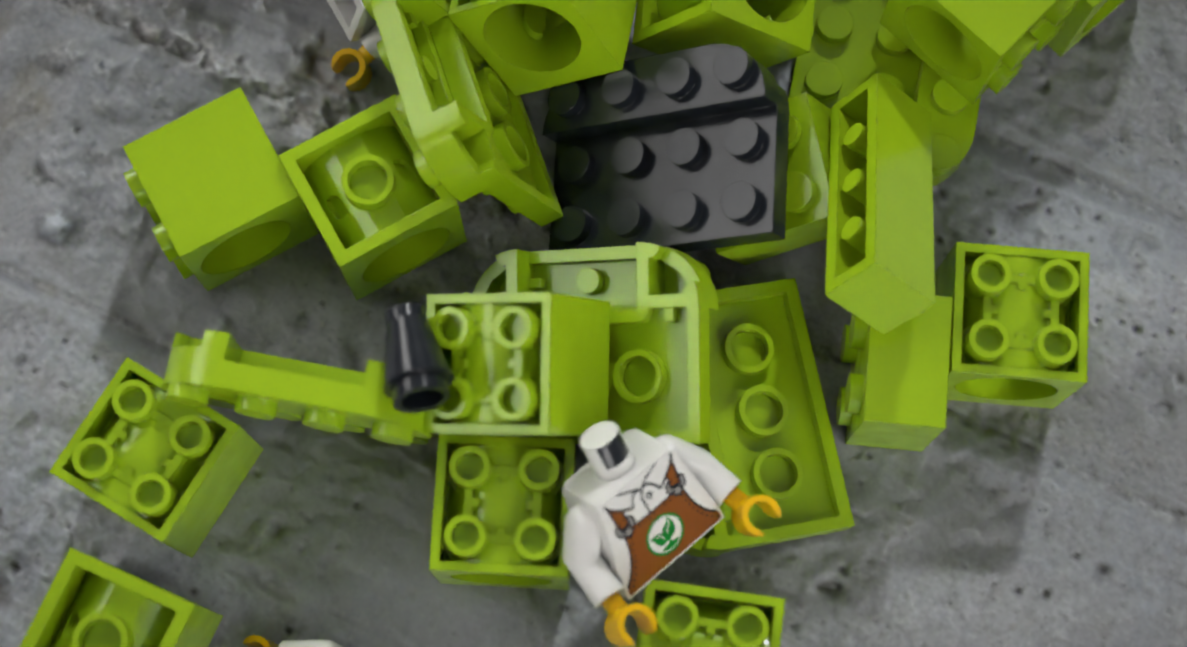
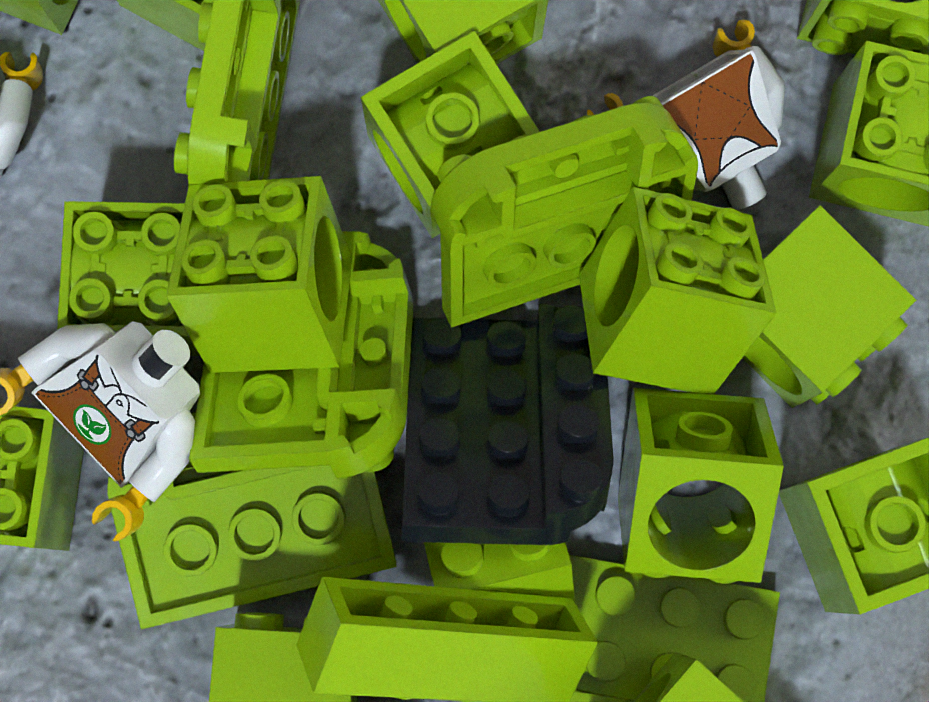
camera: 85 degrees right, 5 degrees up
(414, 363) = (239, 162): black cone -> none

